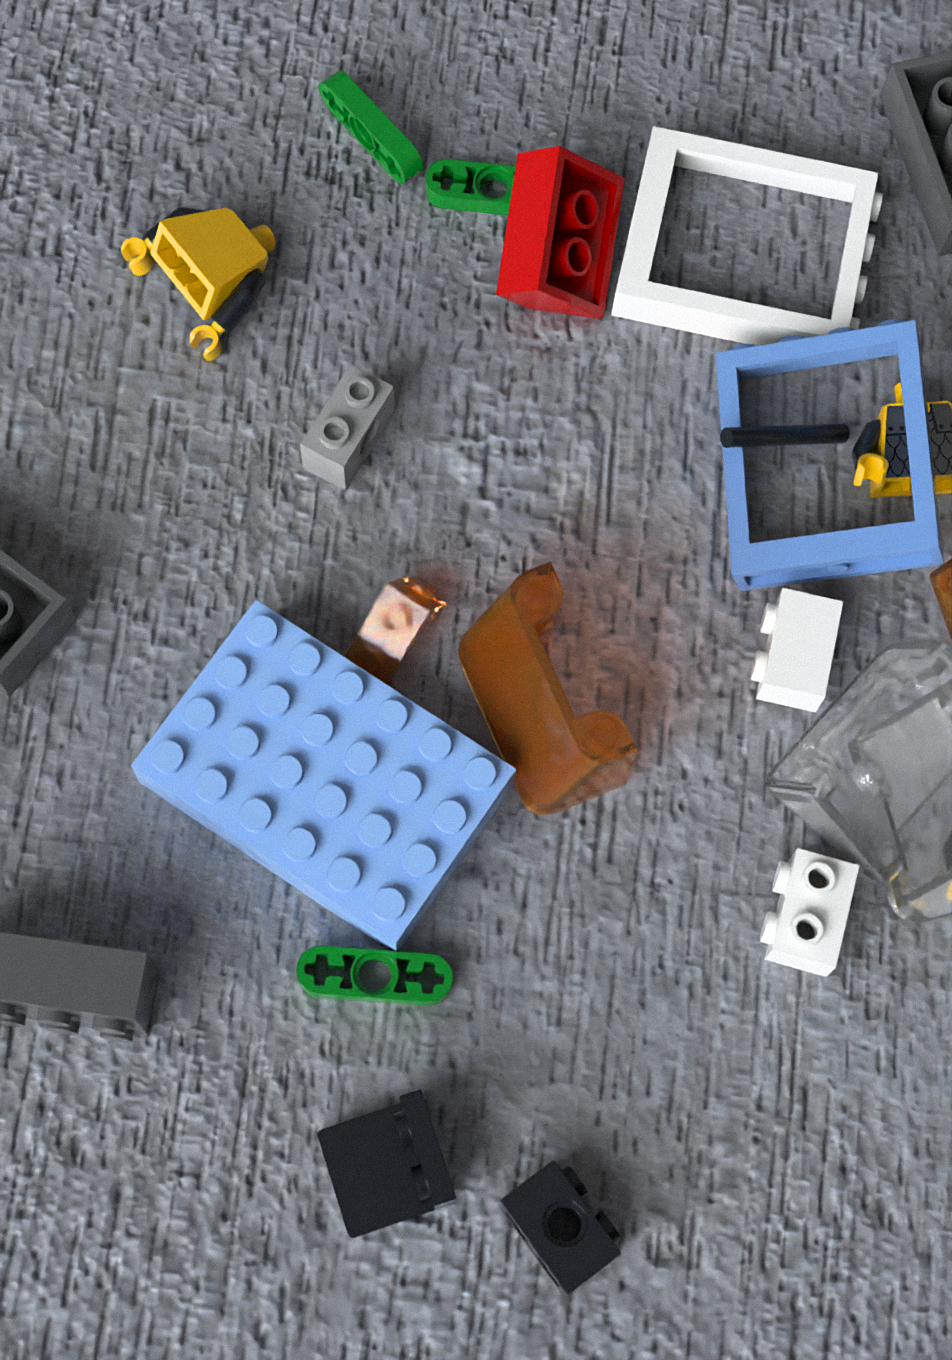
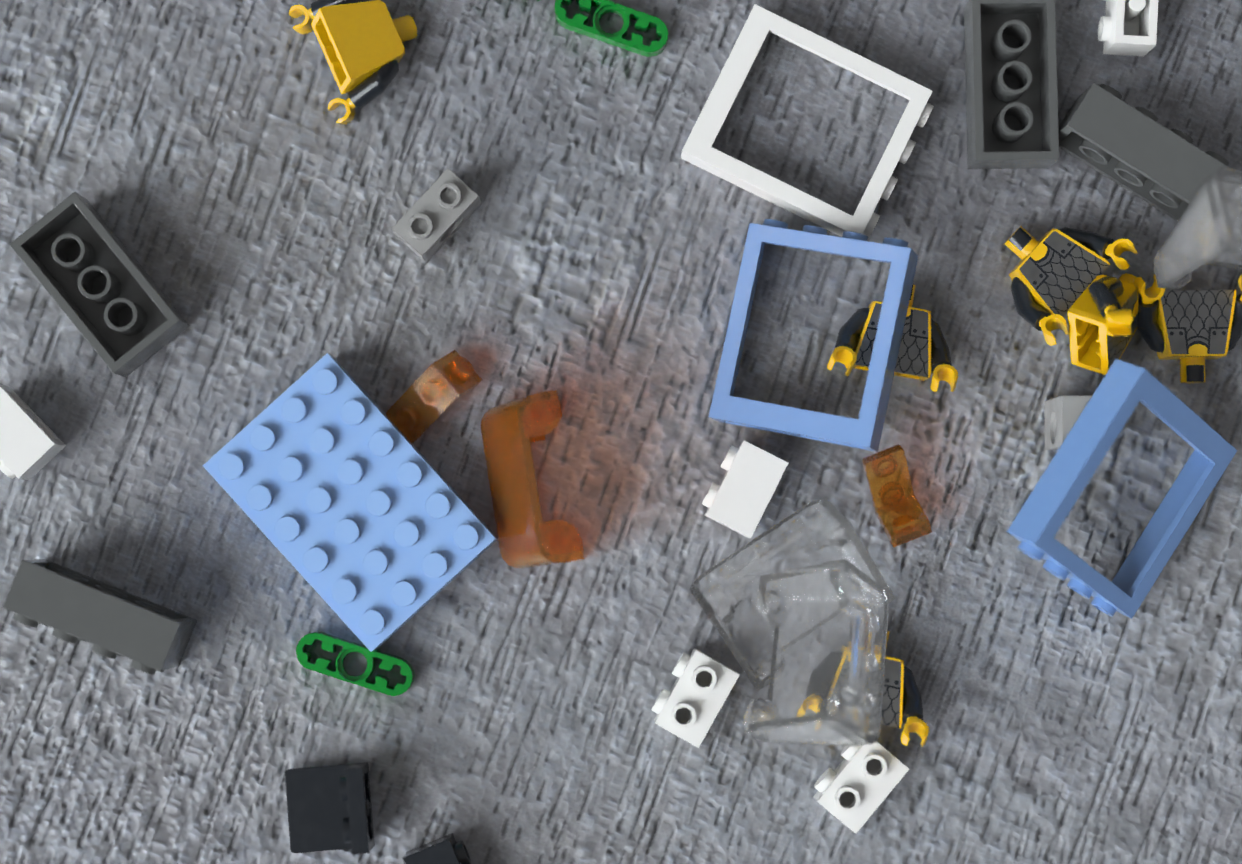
camera: 15 degrees right, 15 degrees up
(560, 233) = (651, 86): red slope -> none
(784, 435) = (786, 307): black bar -> none

